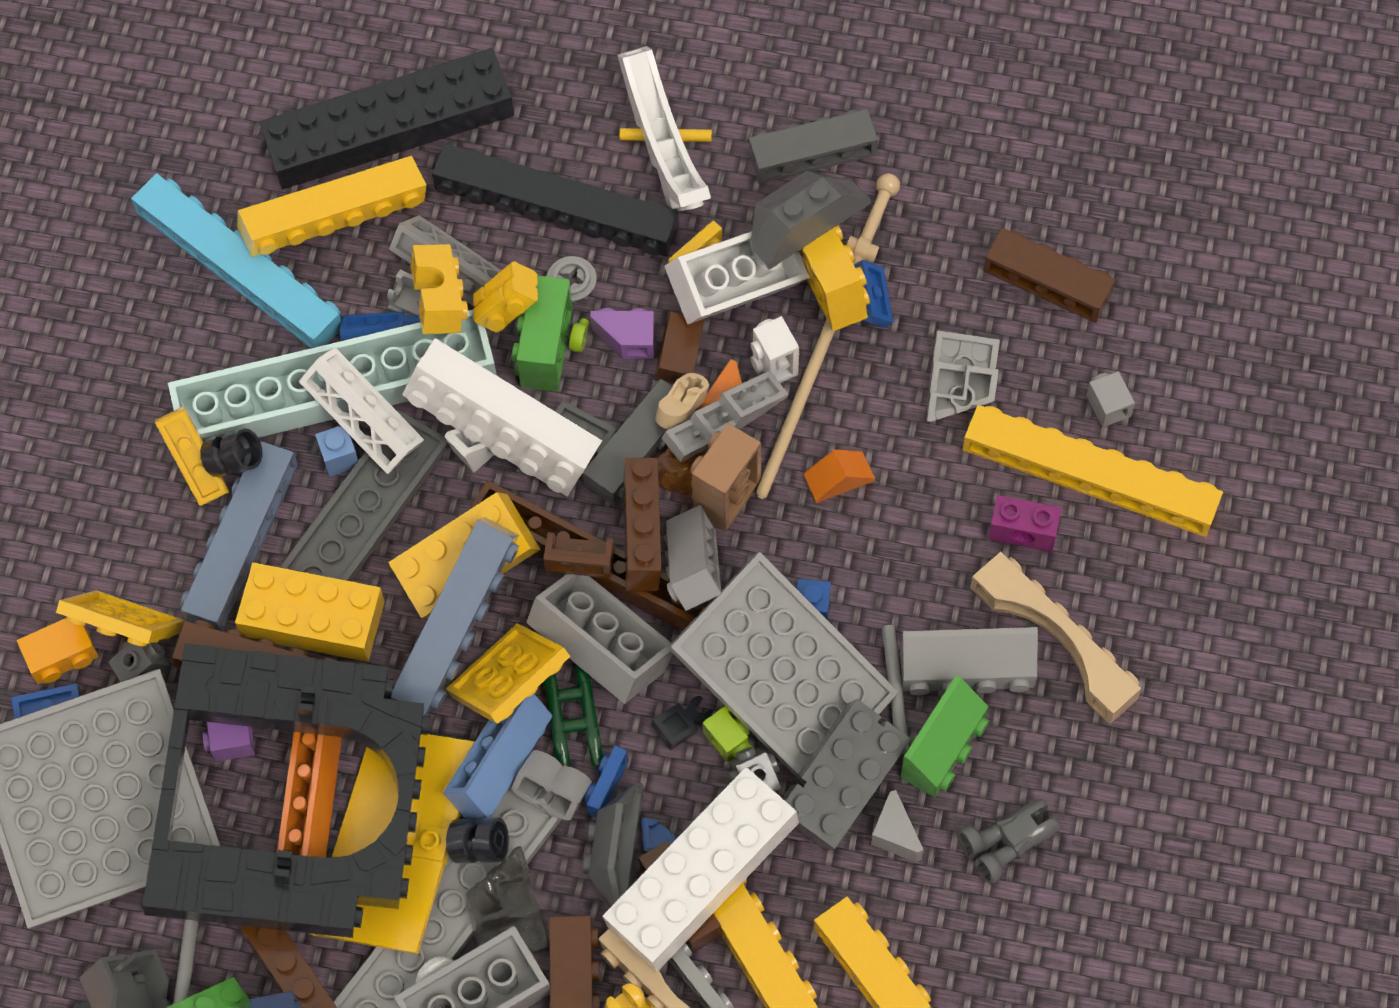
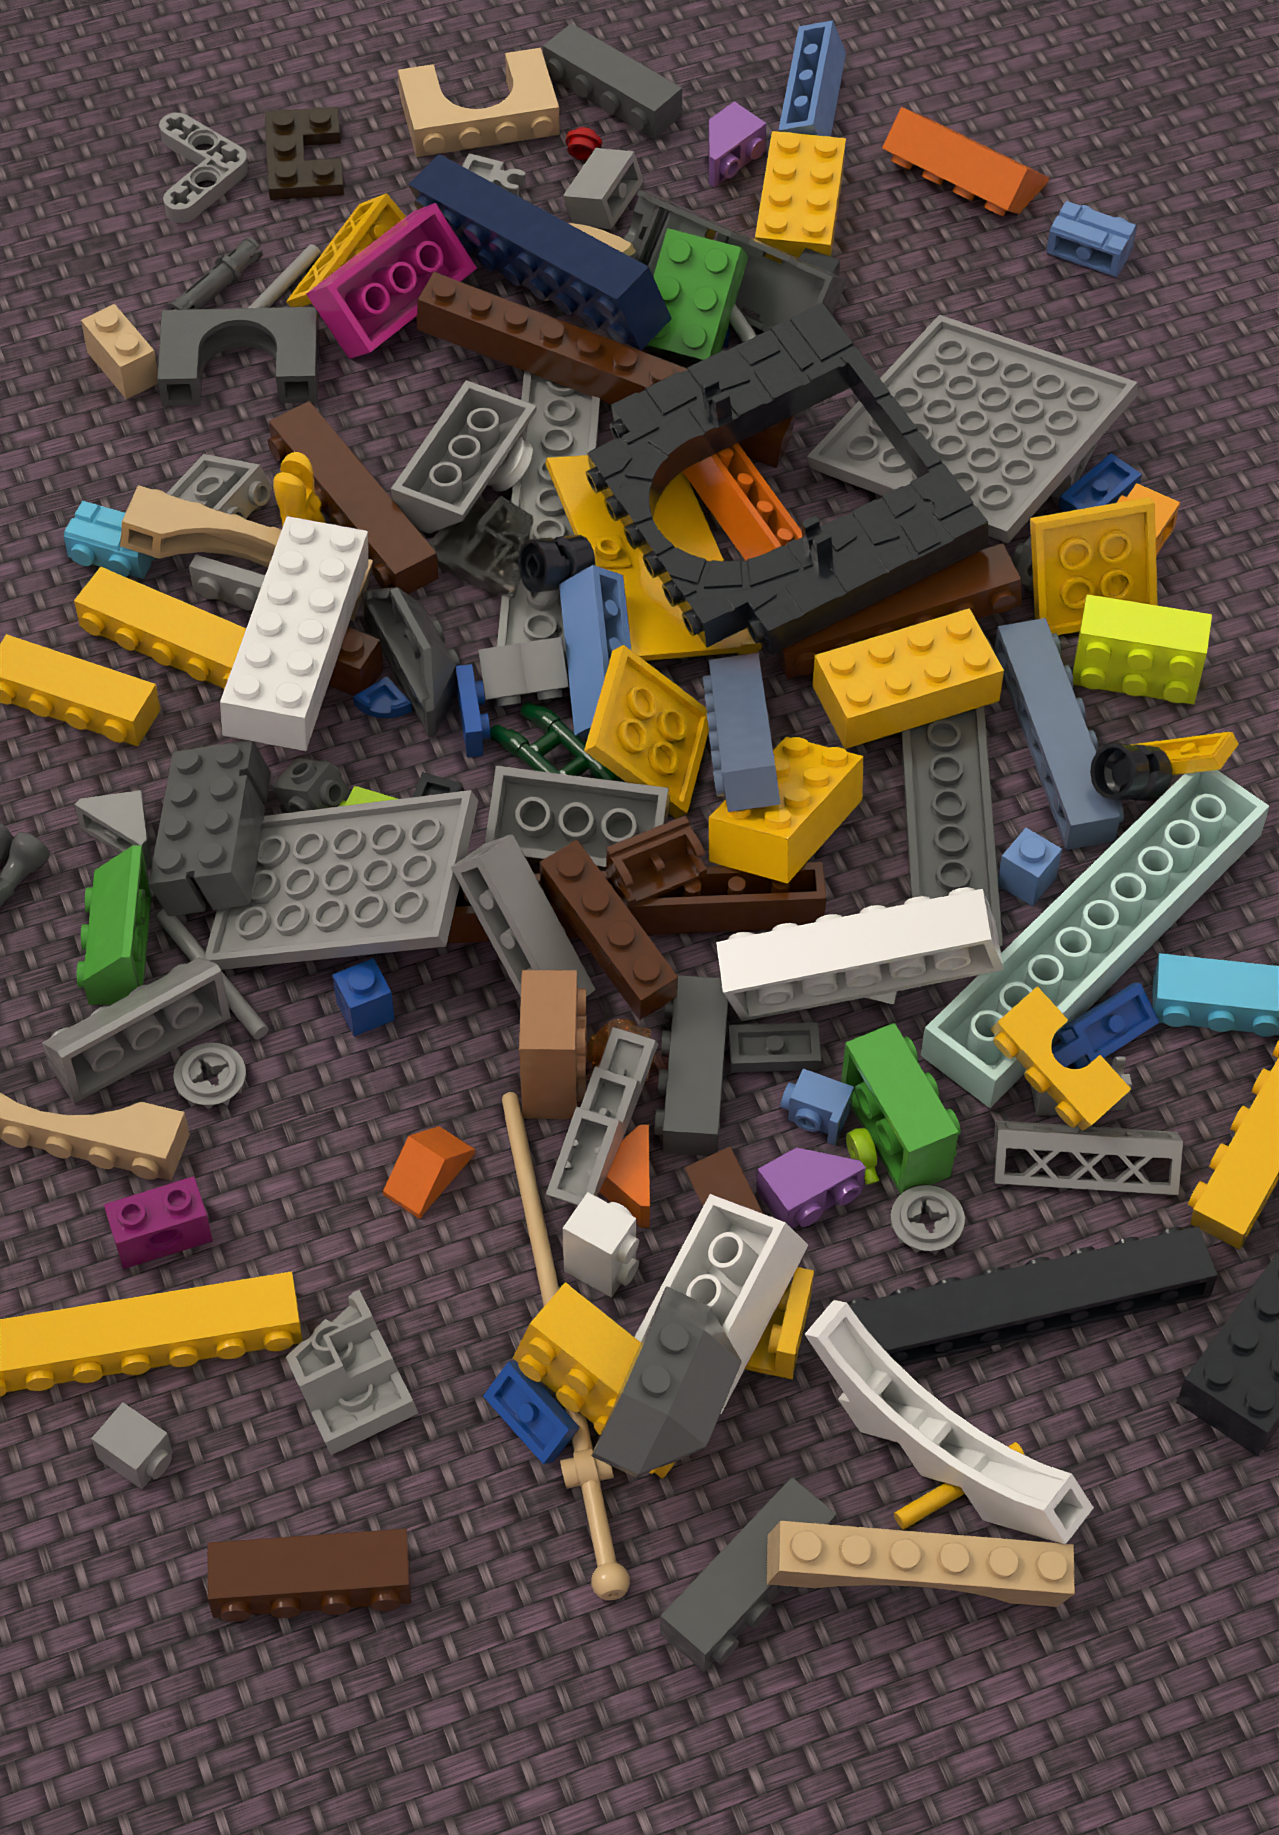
camera: 145 degrees right, 10 degrees down
(142, 547) = (1141, 649): none -> neon yellow brick
(364, 405) = (1038, 889): white fence -> none
(505, 297) = (966, 1085): yellow brick -> none
(583, 376) = (818, 1104): none -> medium blue brick
(682, 400) = (662, 1127): tan piece -> none
(773, 105) = (855, 1556): none -> tan arch
(948, 603) = (217, 1059): none -> light grey gear

